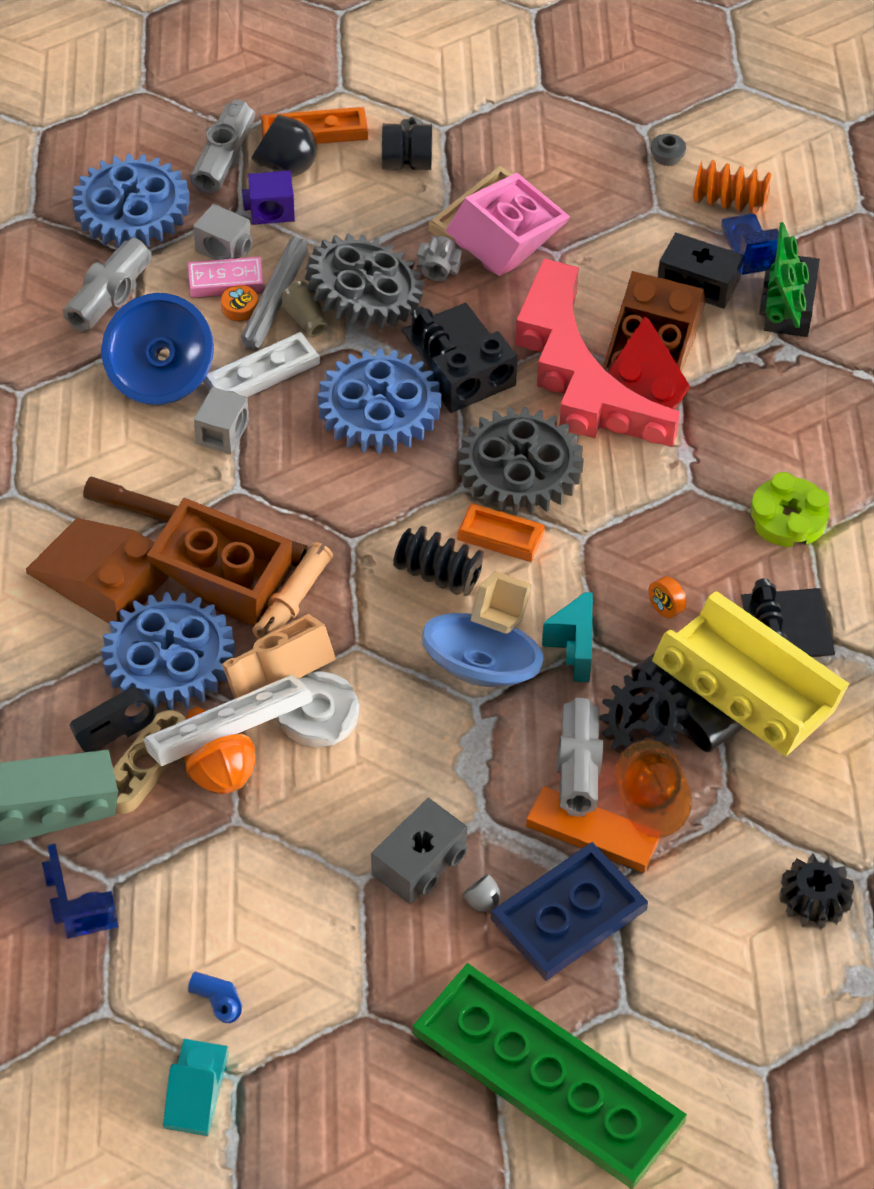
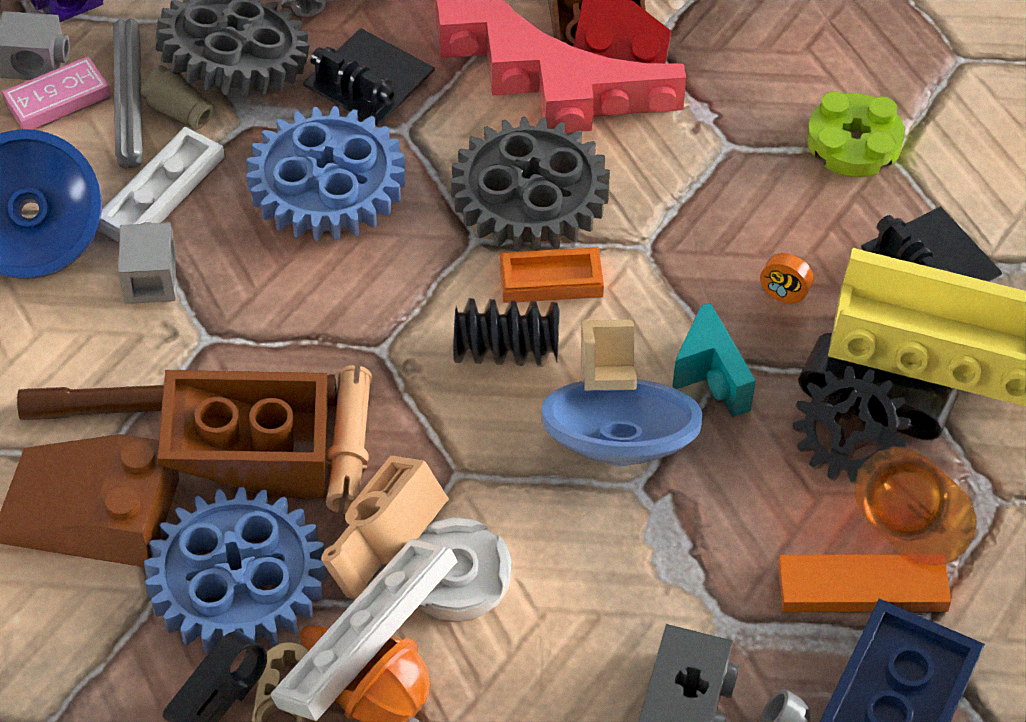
camera: 25 degrees left, 0 degrees up
(239, 302) = (90, 118): orange tile -> none
(475, 371) = (422, 99): black brick -> none
(579, 757) = (806, 503): light grey piece -> none

